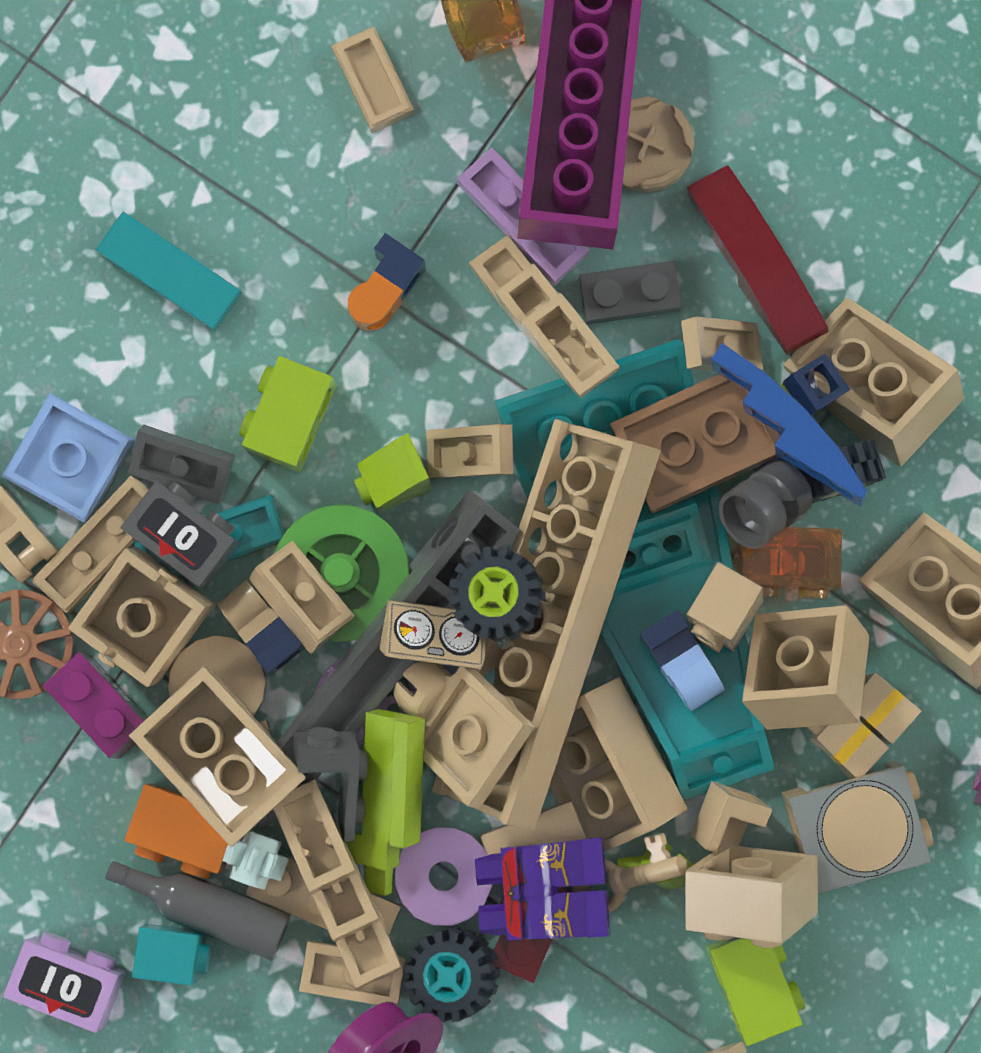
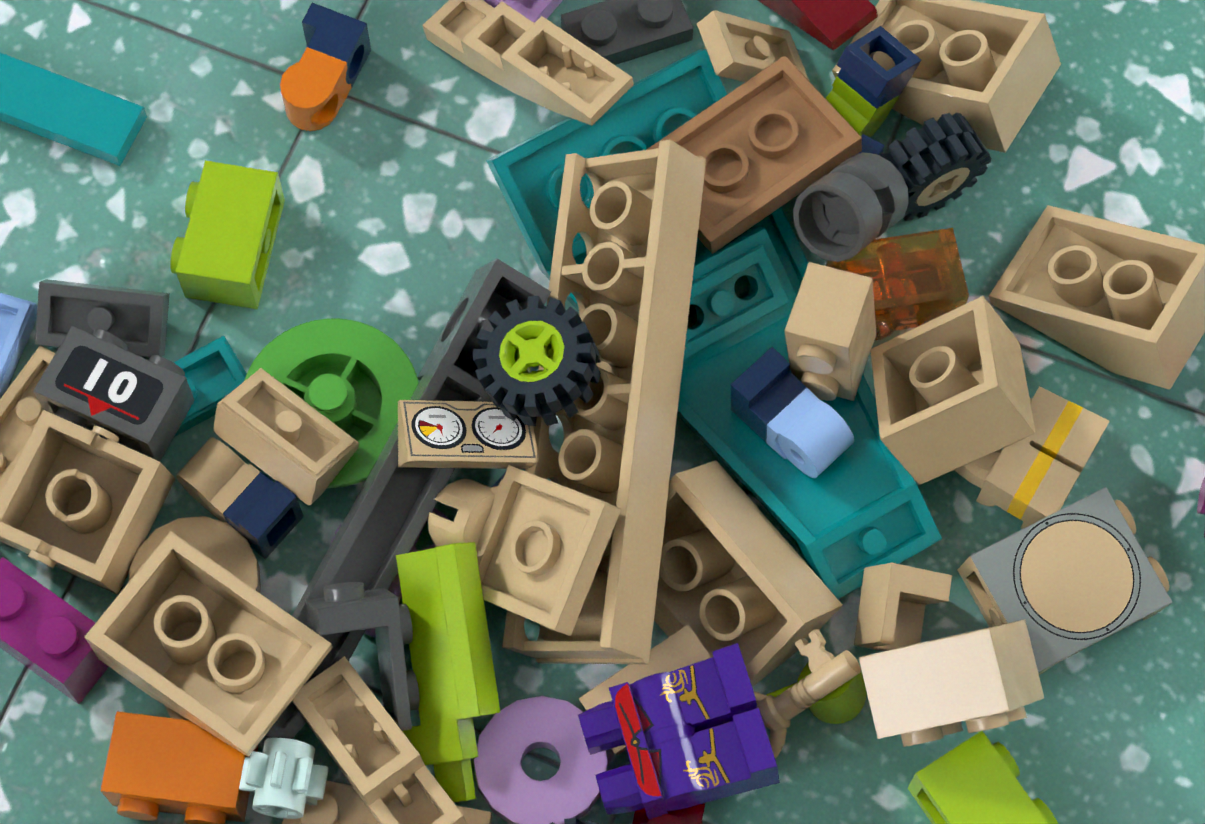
camera: 15 degrees left, 15 degrees down
(392, 475) = (378, 271): lime slope -> none
(469, 451) = (467, 229): tan plate -> none
(801, 438) = (877, 110): blue slope -> none

